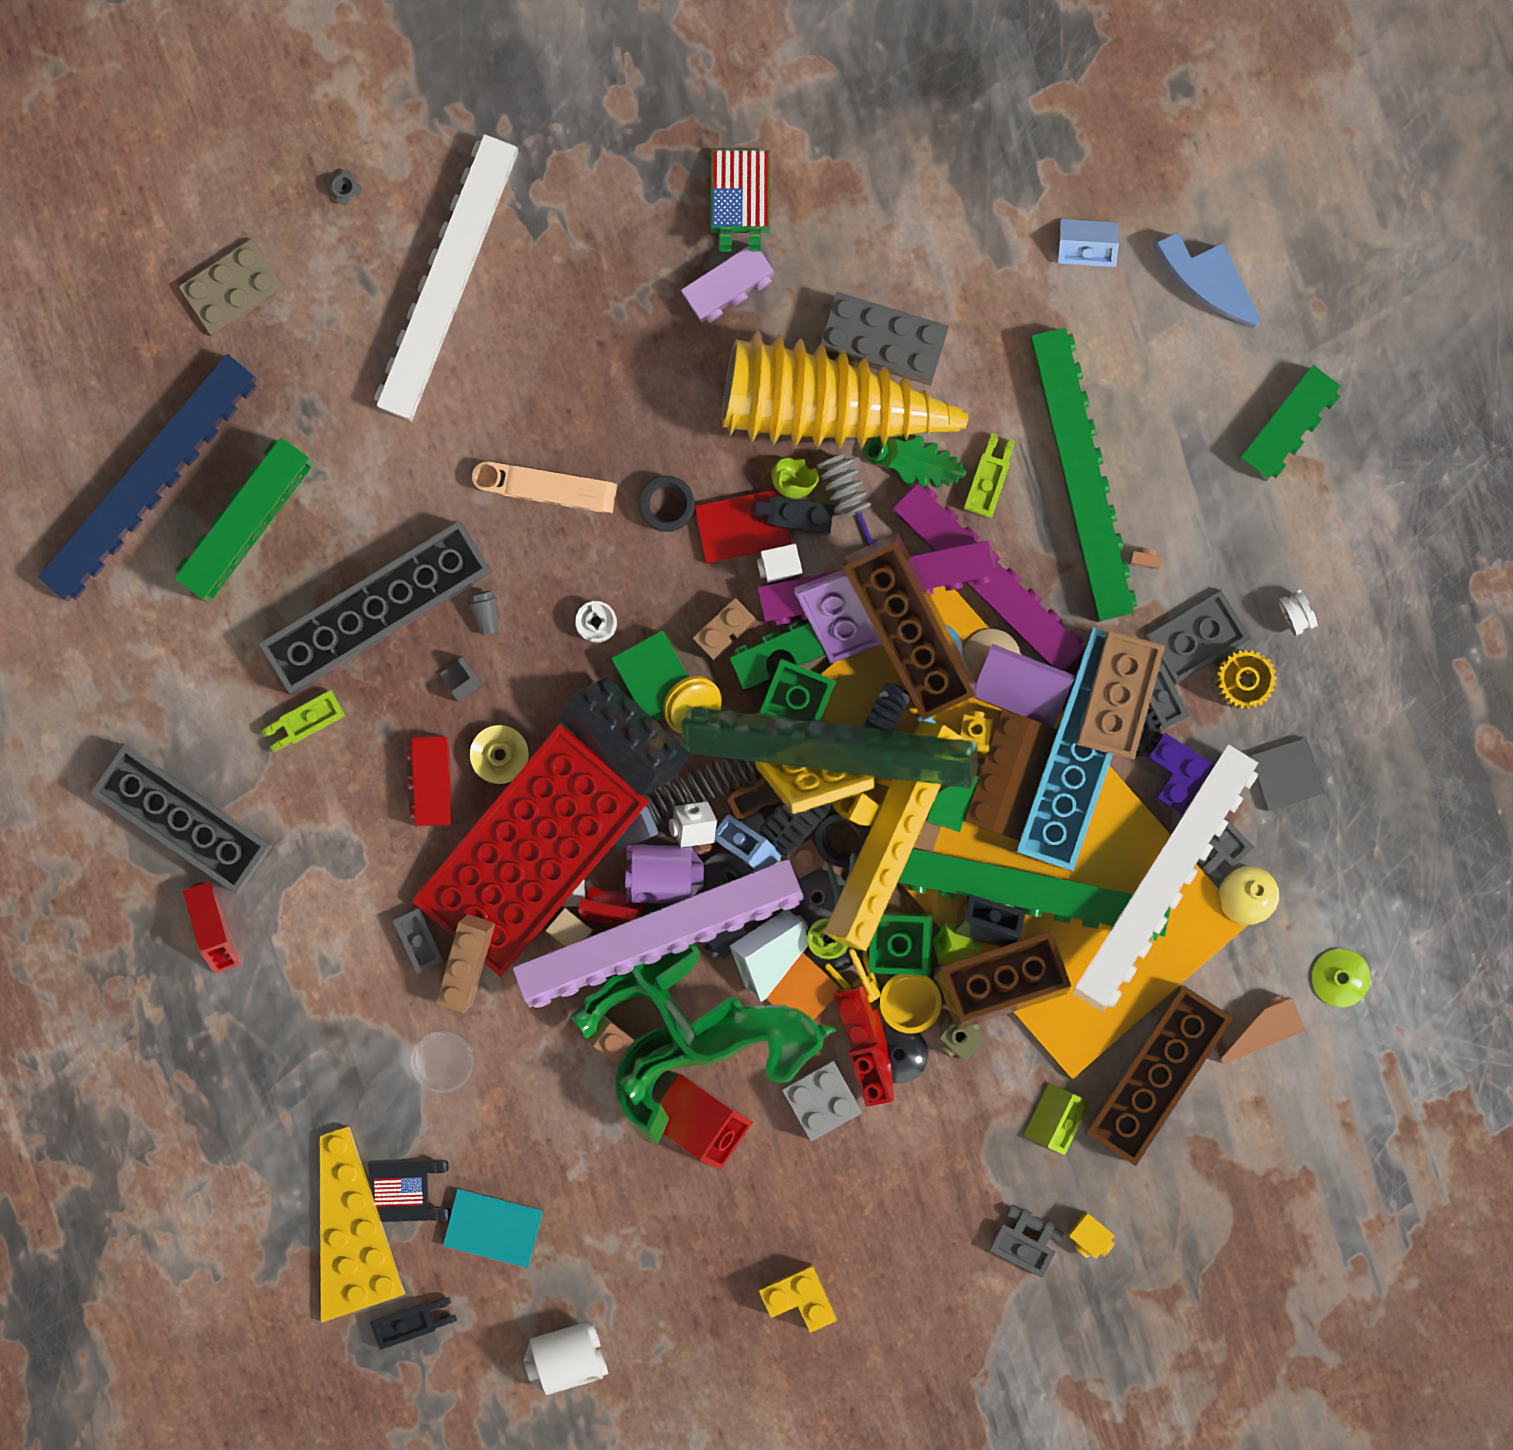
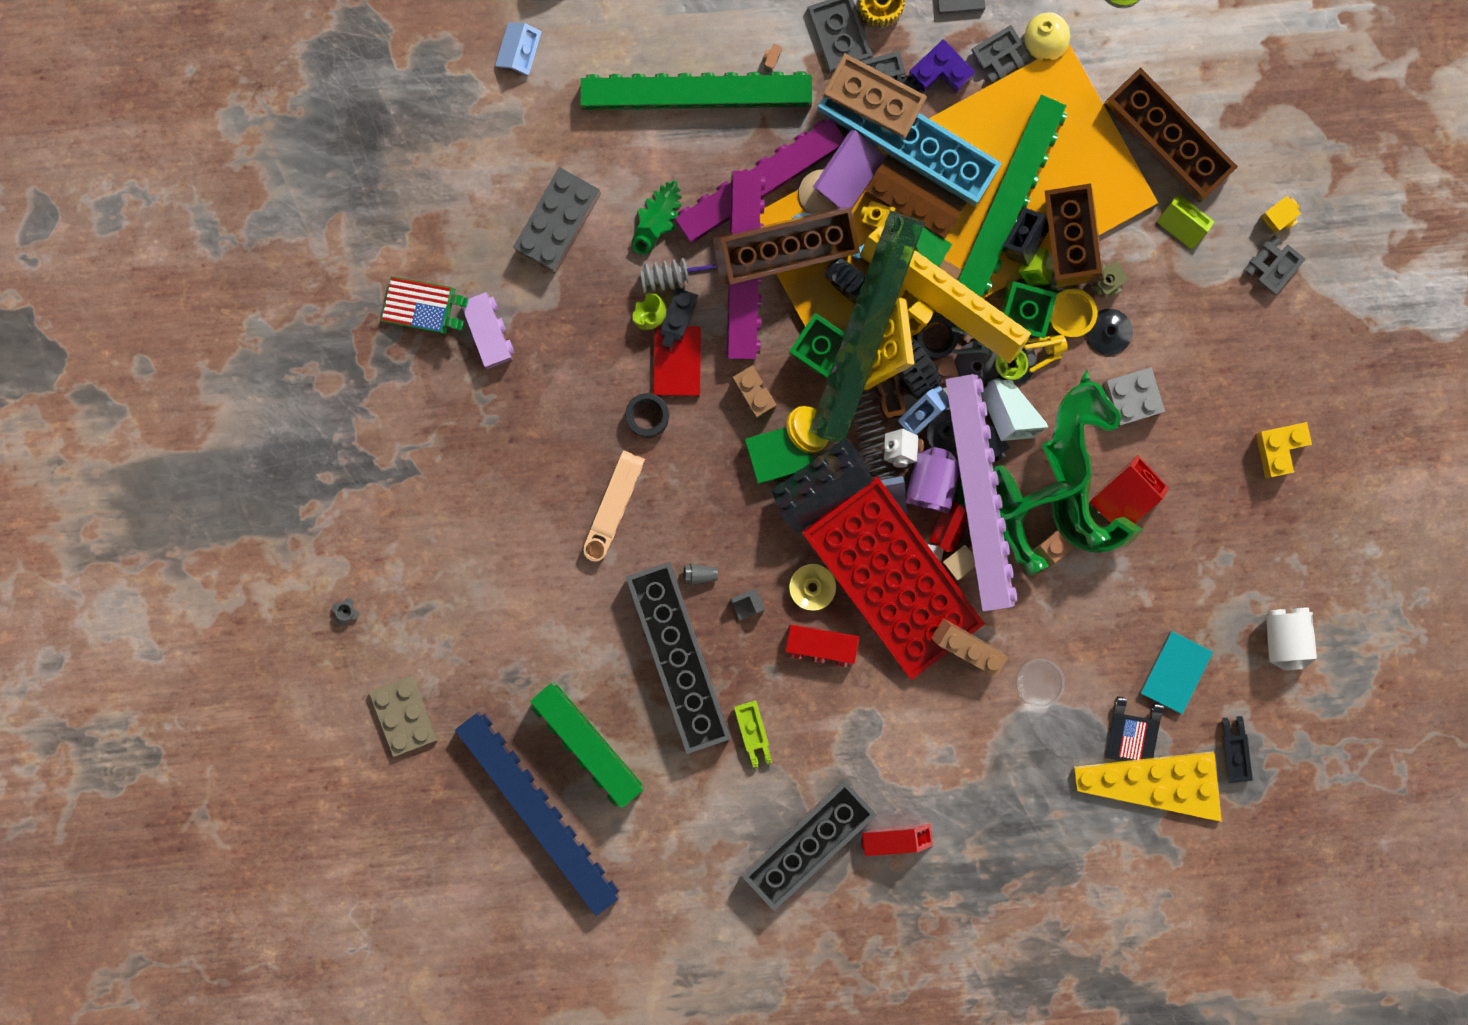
camera: 80 degrees left, 0 degrees up
(418, 940) = (942, 681): dark grey plate -> none
(447, 277) = (433, 546): white brick -> none
(608, 624) = (726, 480): white wheel -> none
(780, 564) = (714, 337): white piece -> none
(798, 642) = (785, 377): green arch -> none
(804, 988) = (1045, 392): orange tile -> none
(823, 397) = (594, 273): yellow cone -> none
(837, 616) = (764, 300): medium lavender tile -> none
(868, 1044) = (1099, 352): red slope -> none
(989, 479) = (683, 164): lime hinge -> none
(1165, 878) = (1023, 94): white brick -> none
(1268, 1027) = (1150, 44): nougat slope -> none

